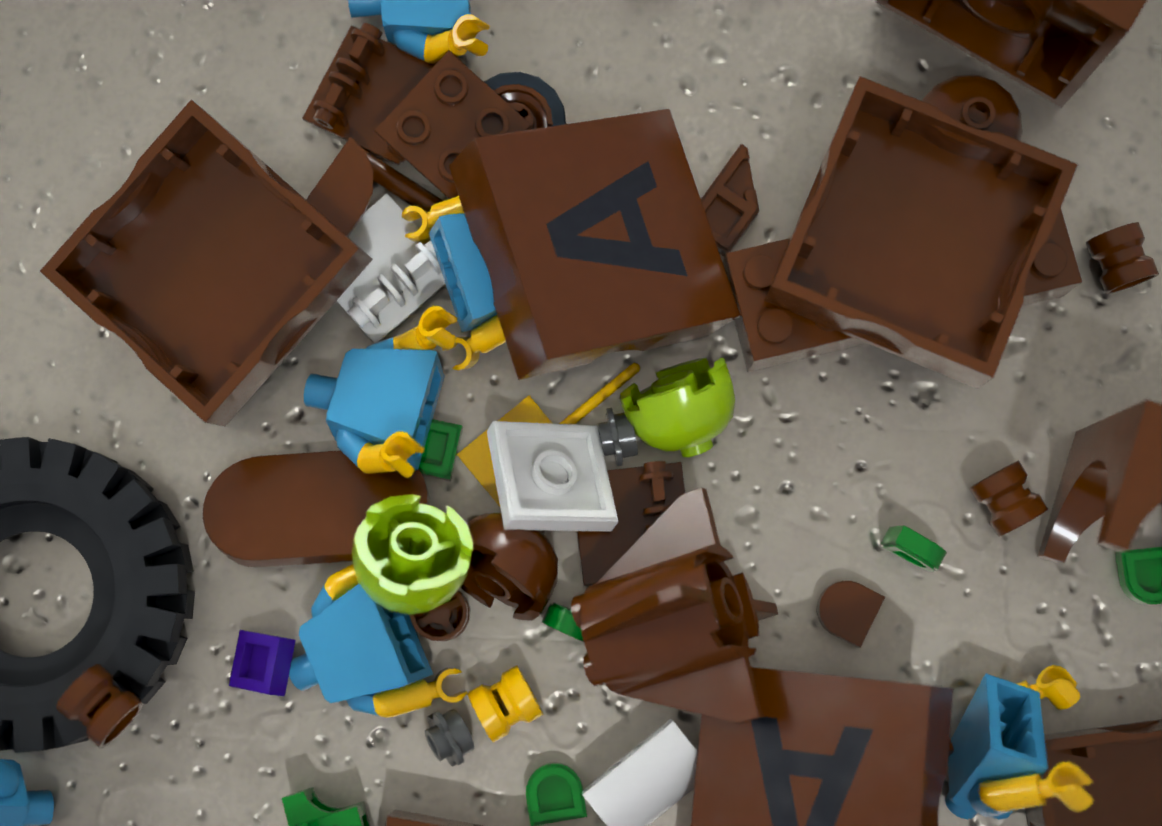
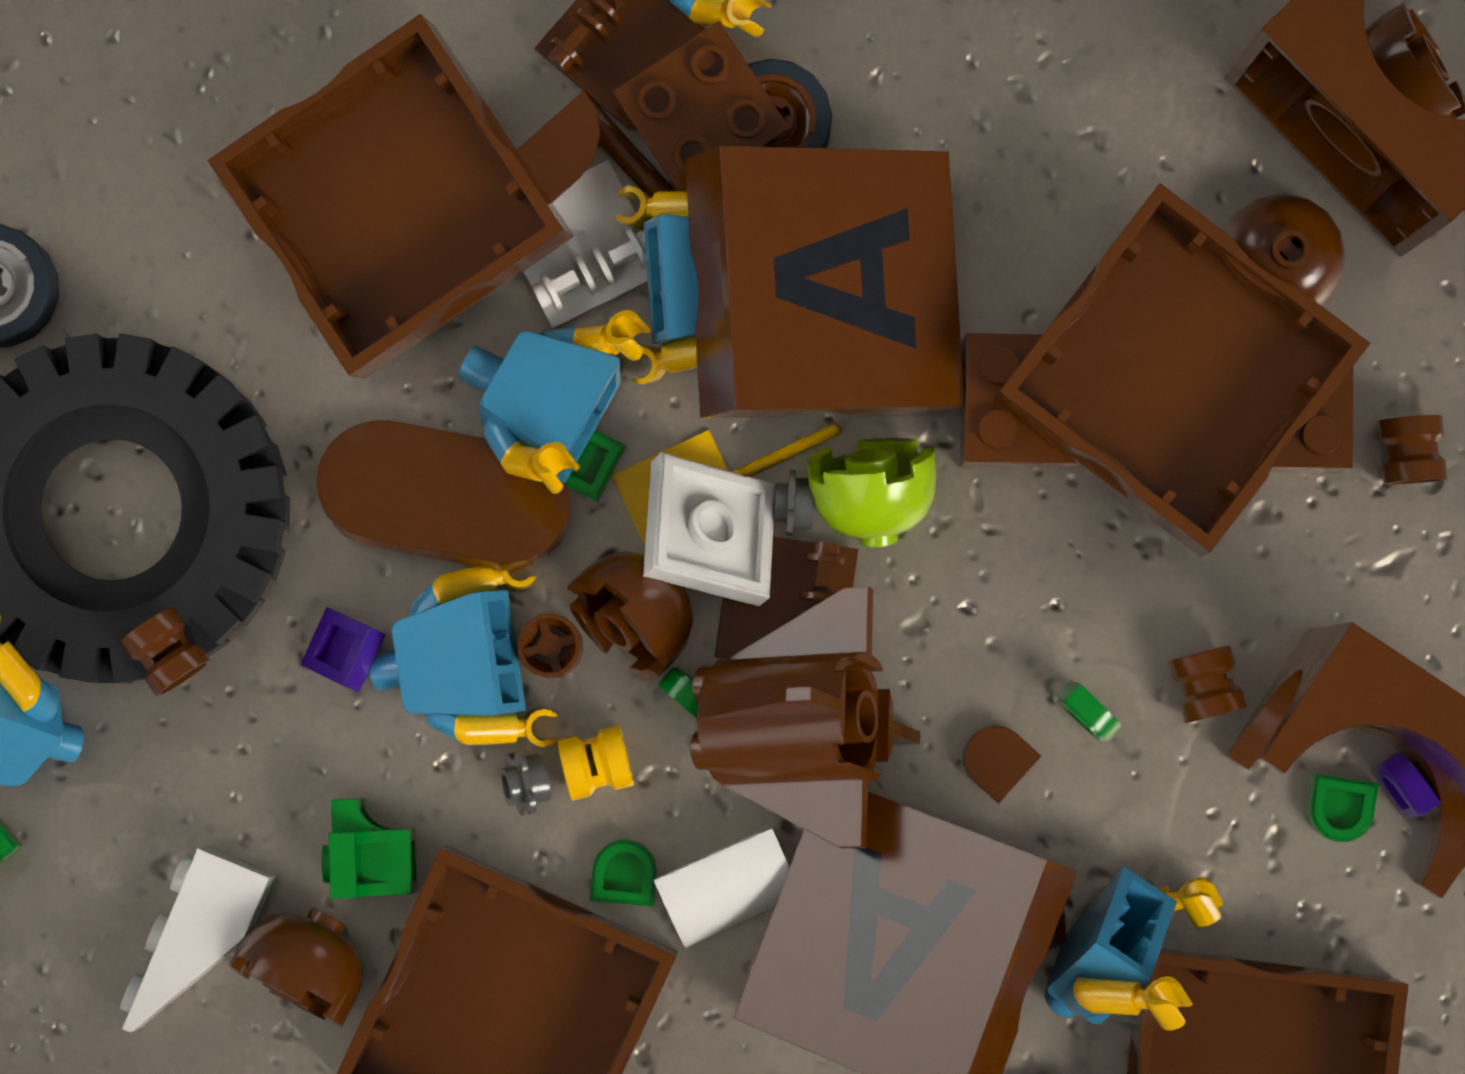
camera: 15 degrees right, 5 degrees up
(411, 554) = (537, 577): lime cylinder -> none
(731, 202) = (992, 271): reddish brown tile -> none

